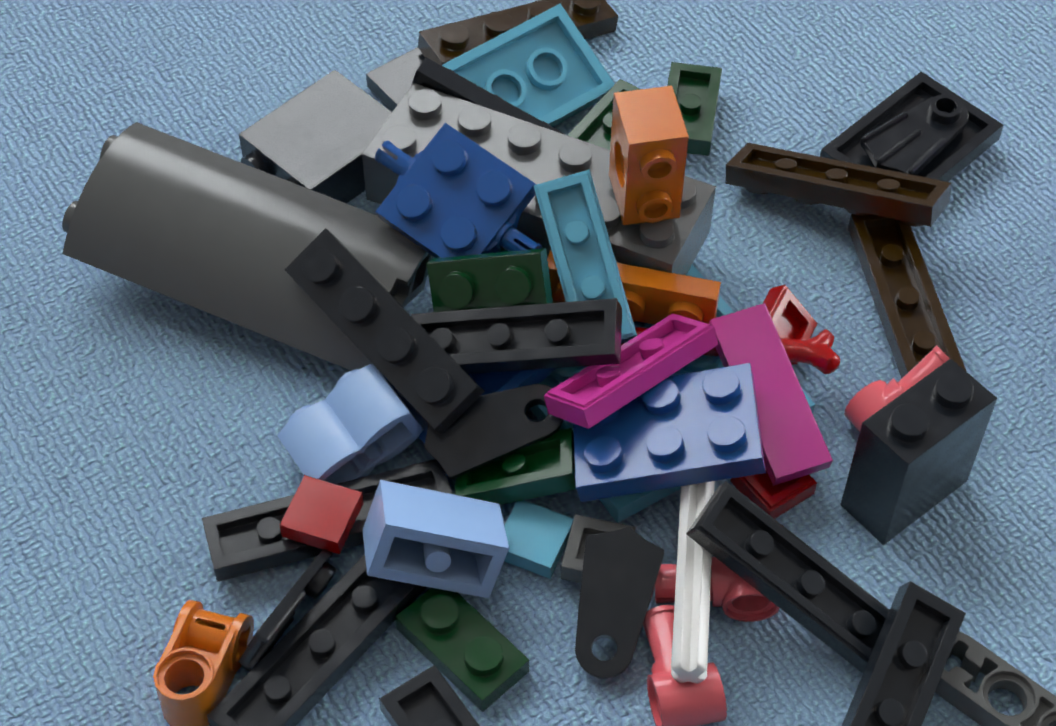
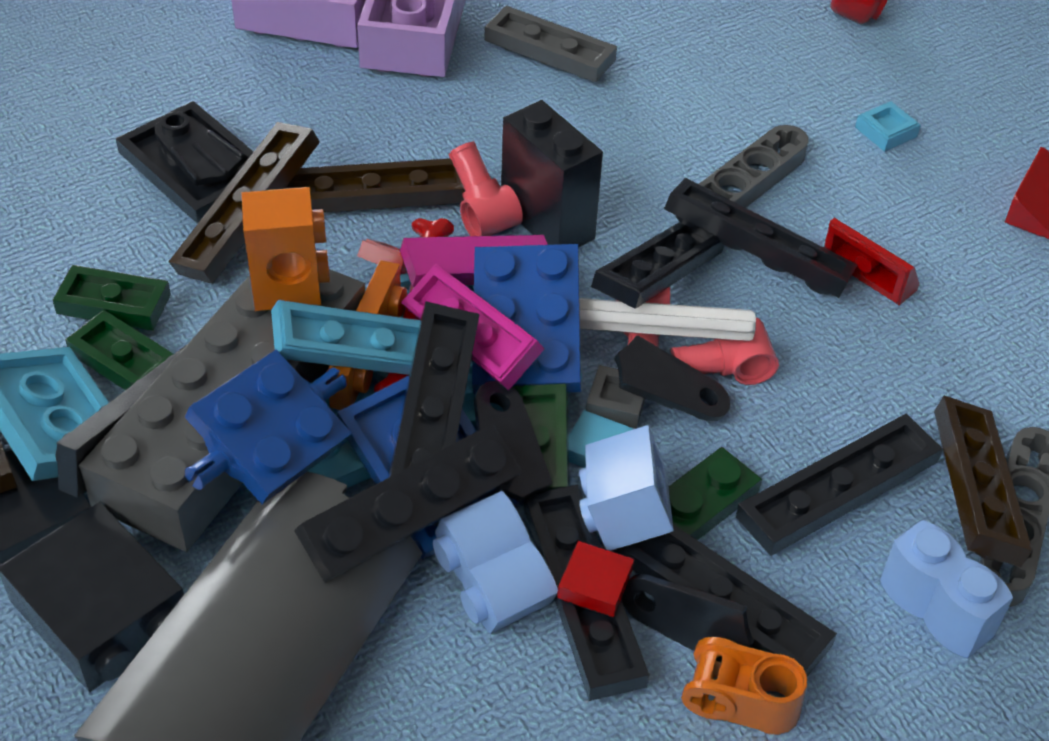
camera: 90 degrees left, 5 degrees down
(490, 280) = (372, 410): dark green plate -> none

